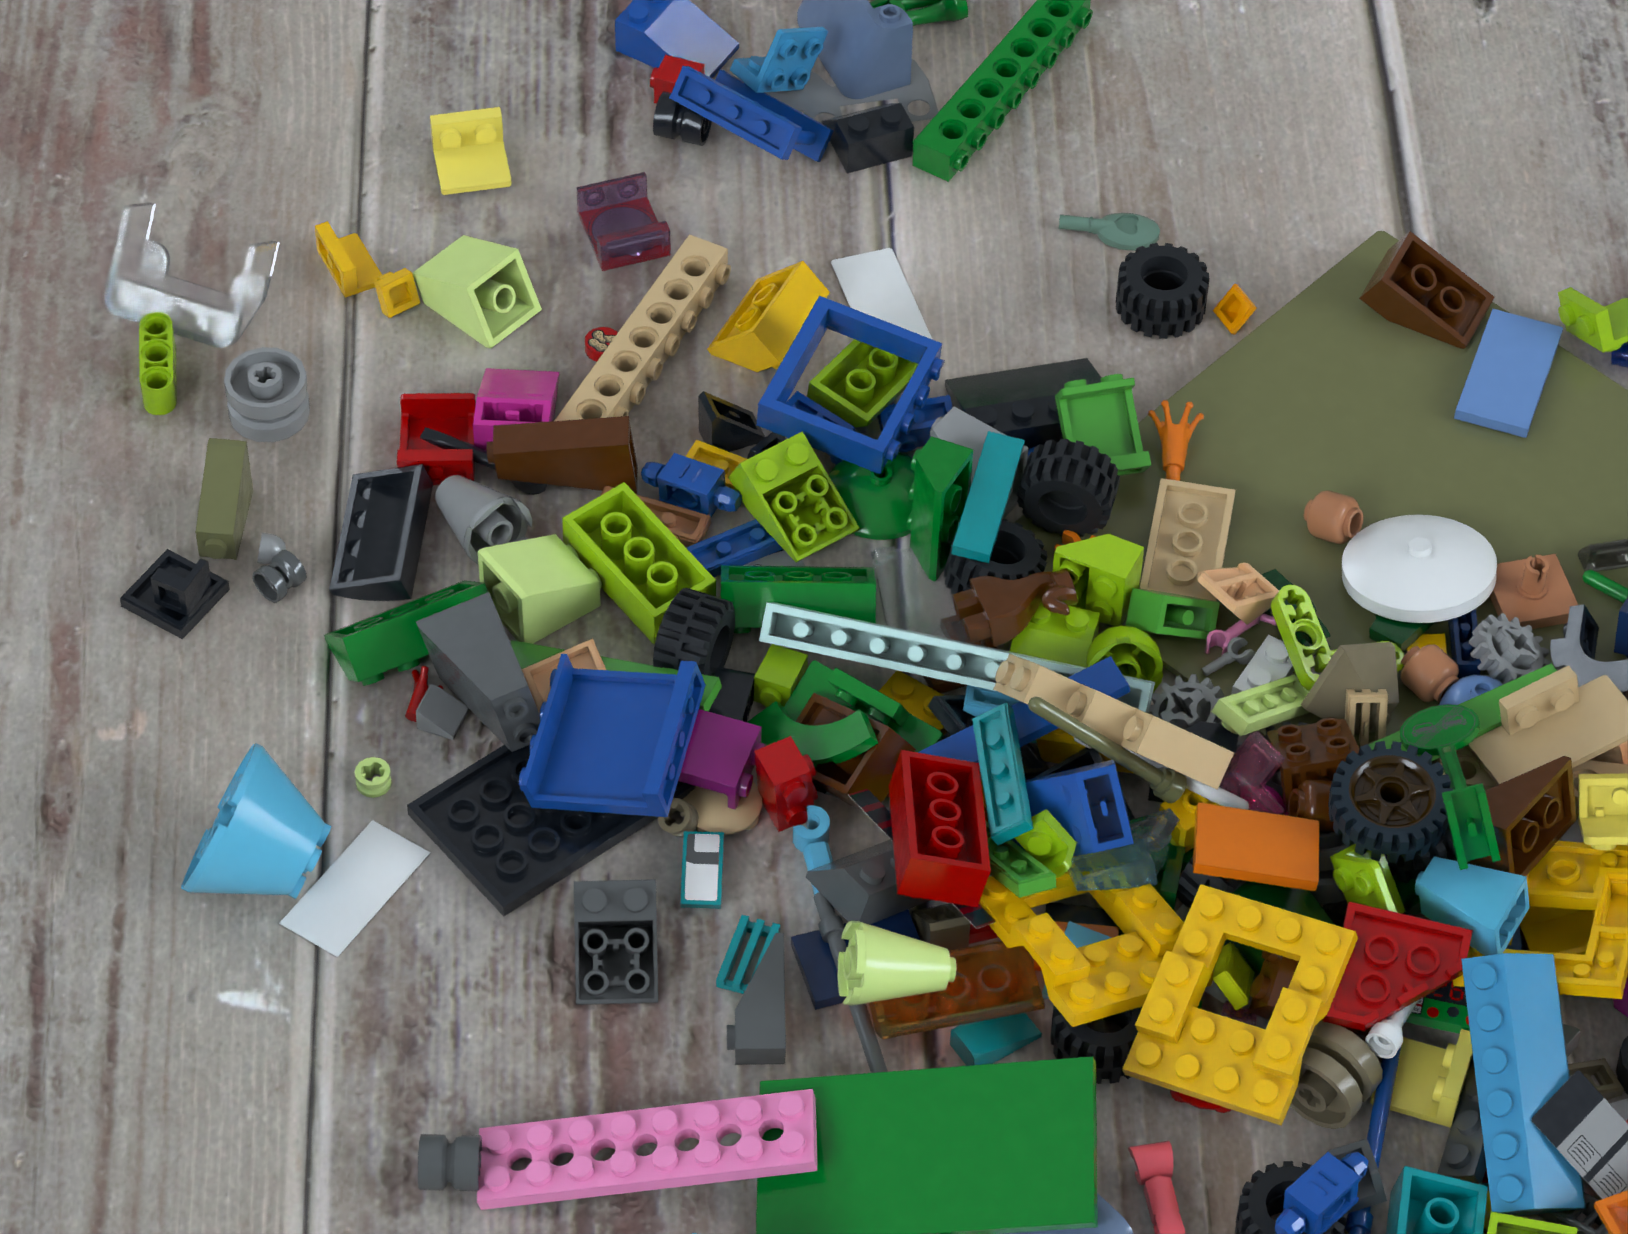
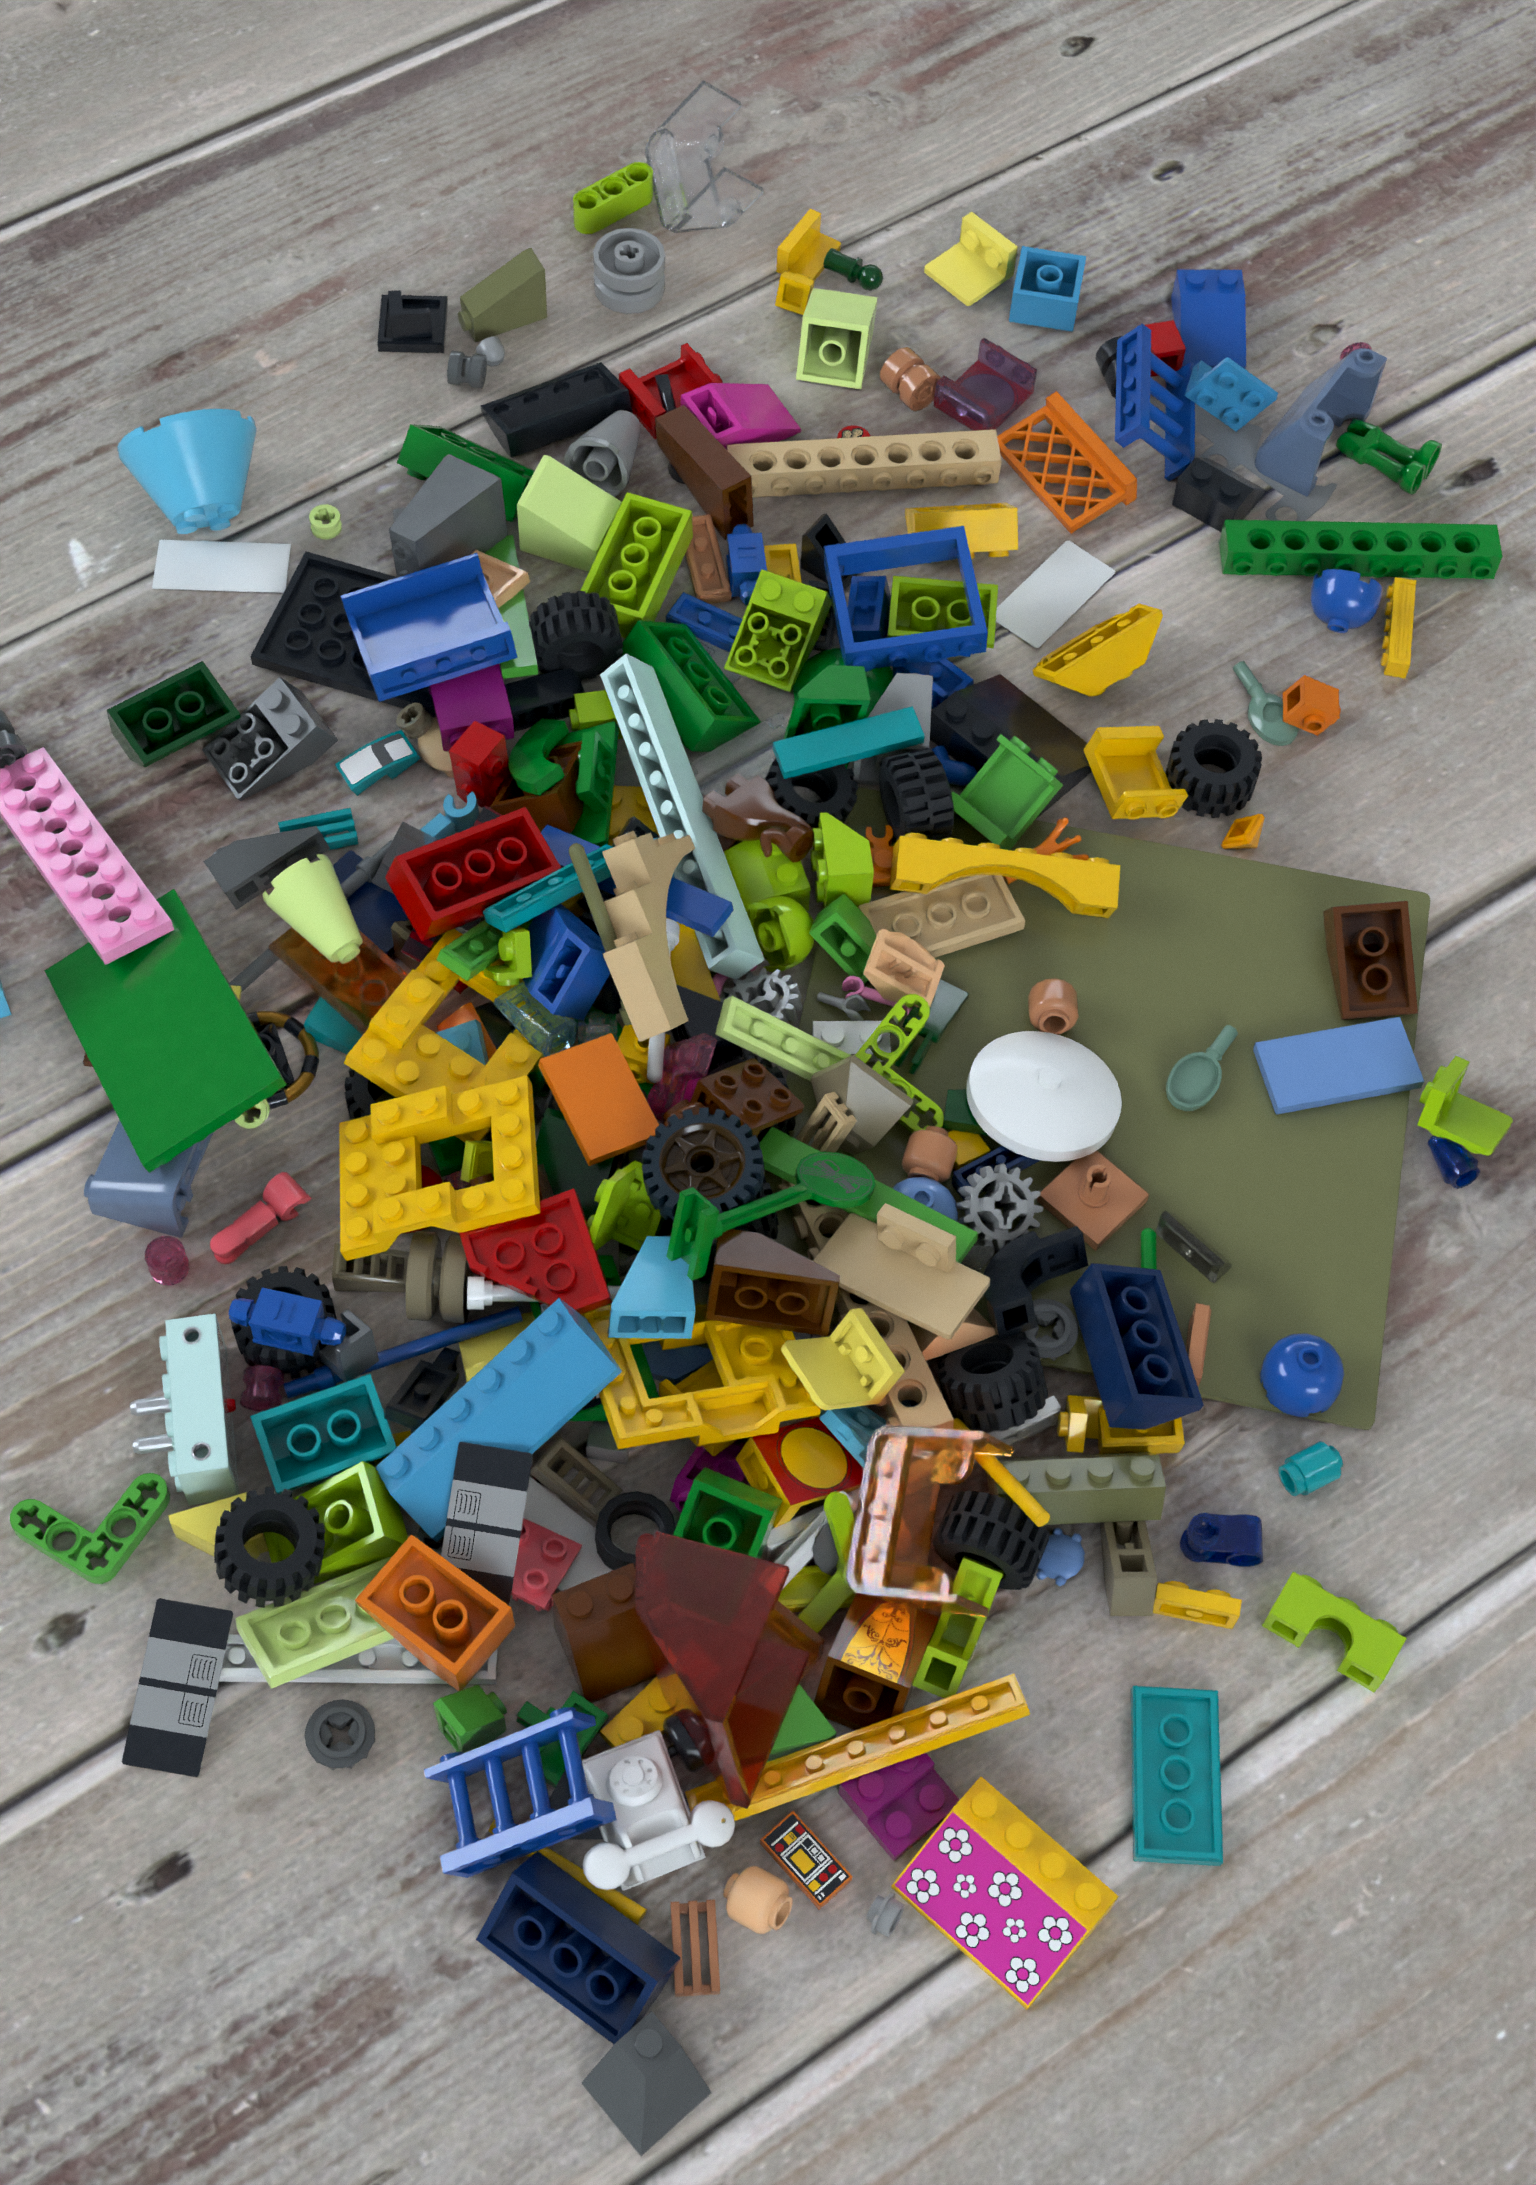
camera: 55 degrees right, 10 degrees up
(419, 233) = (868, 276): none -> dark green pin
(543, 998) = (171, 715): none -> dark green slope
(552, 118) = (1047, 288): none -> dark azure brick
(573, 264) = (910, 377): none -> nougat wheel
(753, 191) = (1090, 452): none -> orange fence
(981, 295) = (1103, 652): none -> yellow wedge
(1054, 115) = (1344, 600): none -> blue cylinder
(1100, 100) = (1398, 627): none -> yellow piece
(1129, 348) = (1131, 773): none -> yellow panel
(1145, 195) = (1311, 705): none -> orange brick
(1226, 437) = (1079, 885): none -> yellow arch
(1256, 1158) = (369, 1283): none -> dark tan slope
(1436, 1142) = (424, 1390): none -> black hinge
(1458, 462) = (1198, 1074): none -> sand green piece

